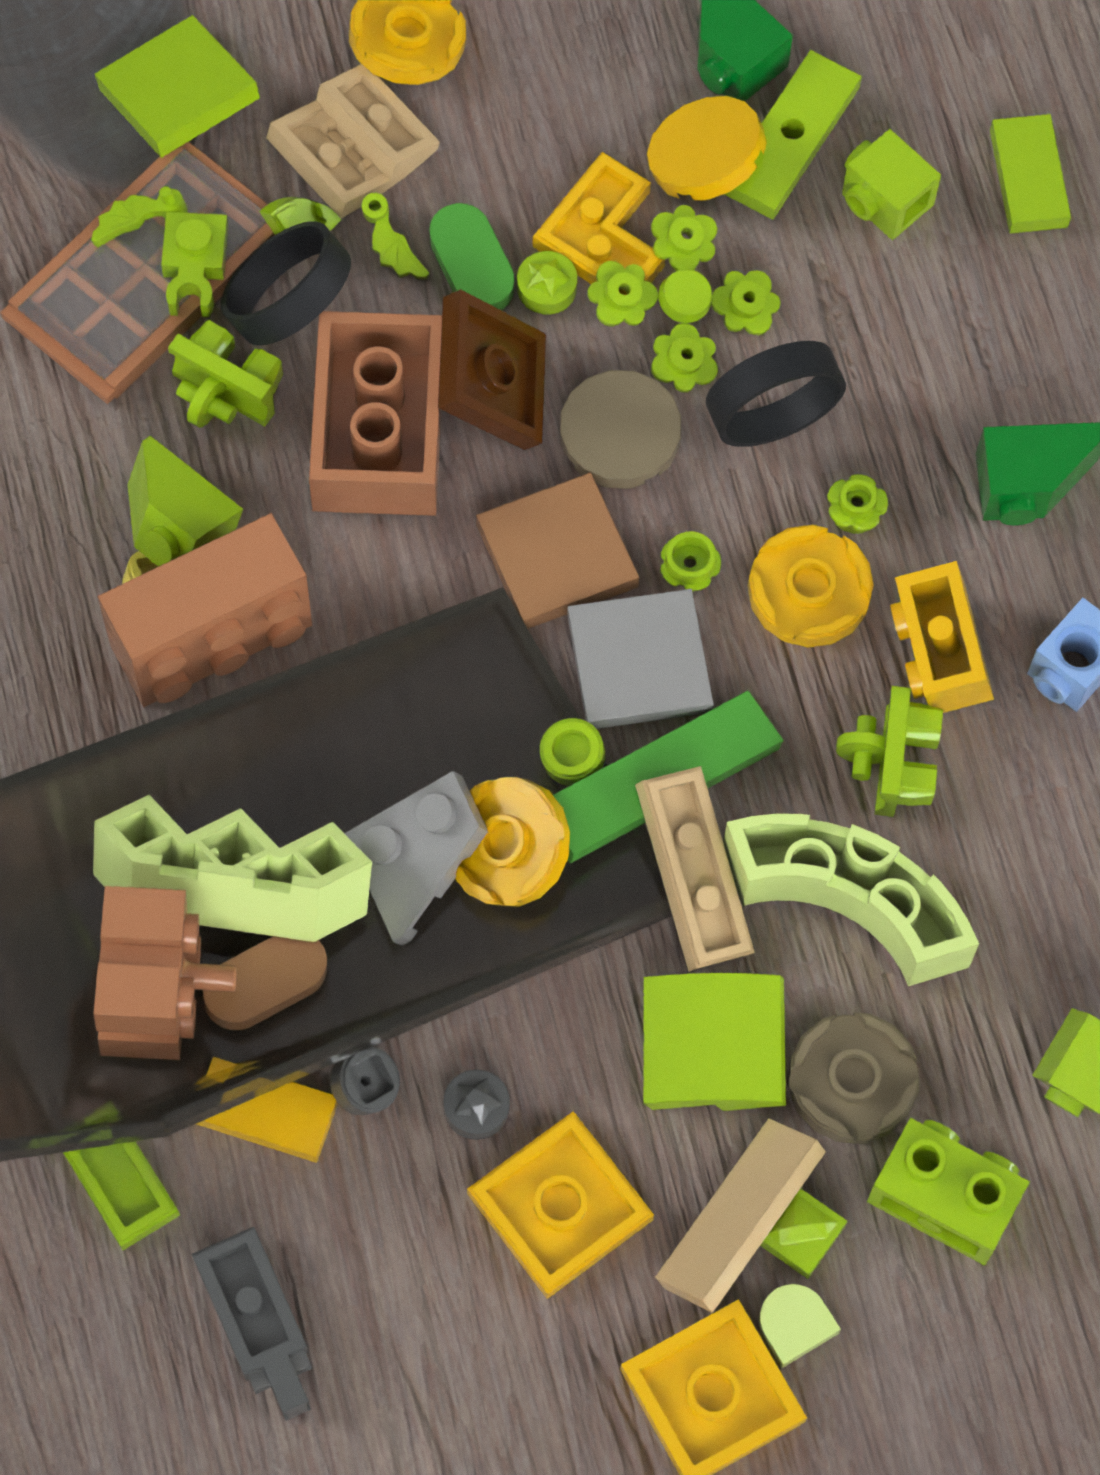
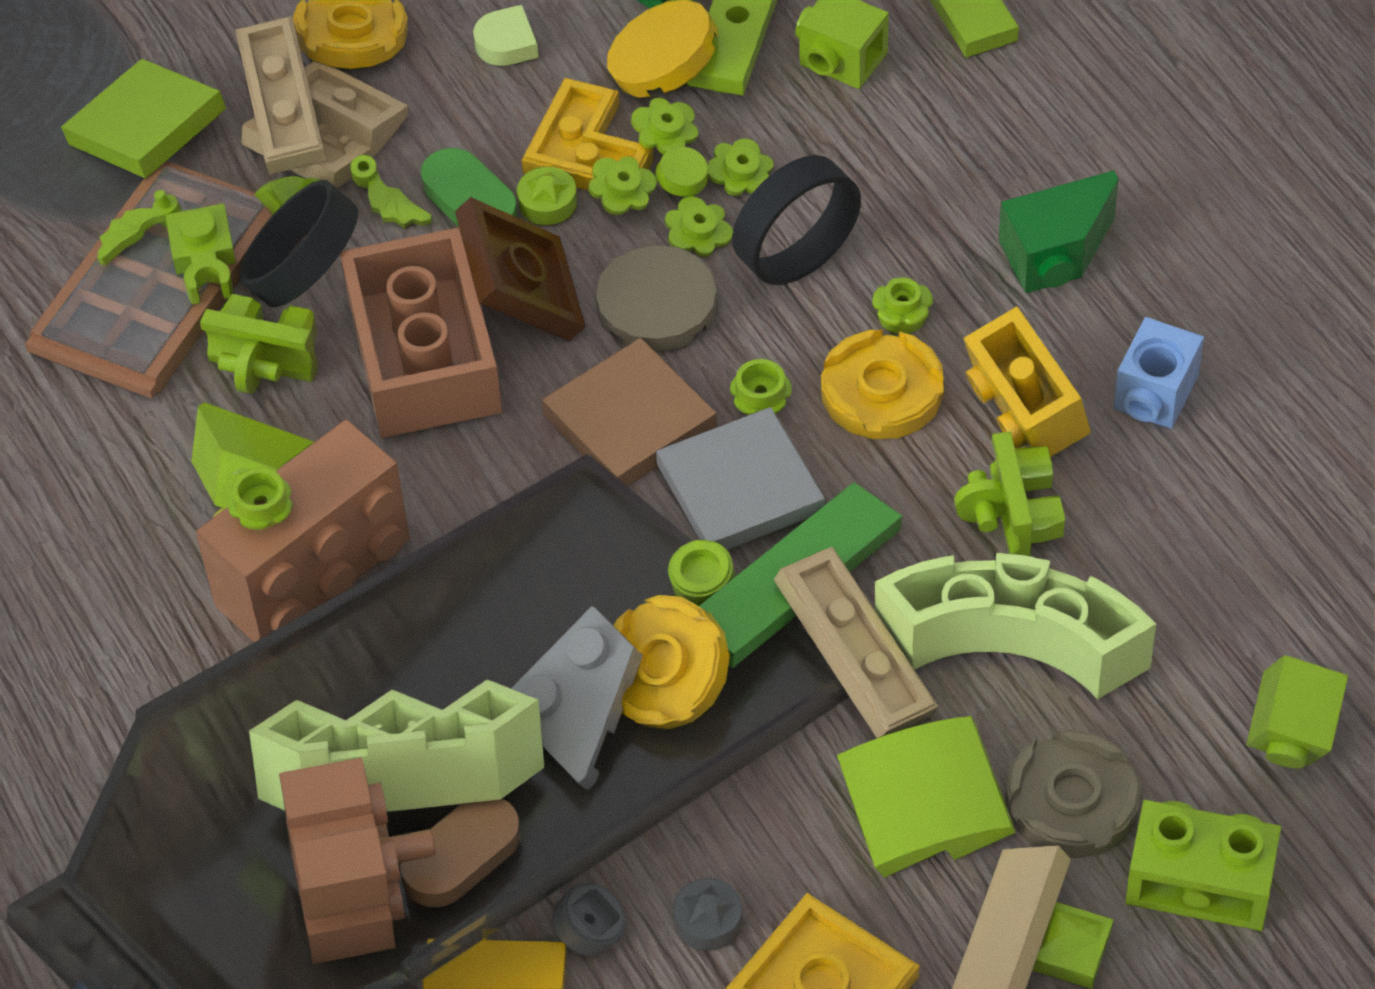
camera: 10 degrees left, 15 degrees down
(160, 570) = (260, 486): none -> lime plate
(314, 102) = (280, 95): none -> tan tile
(557, 85) = (505, 37): none -> yellowish green tile

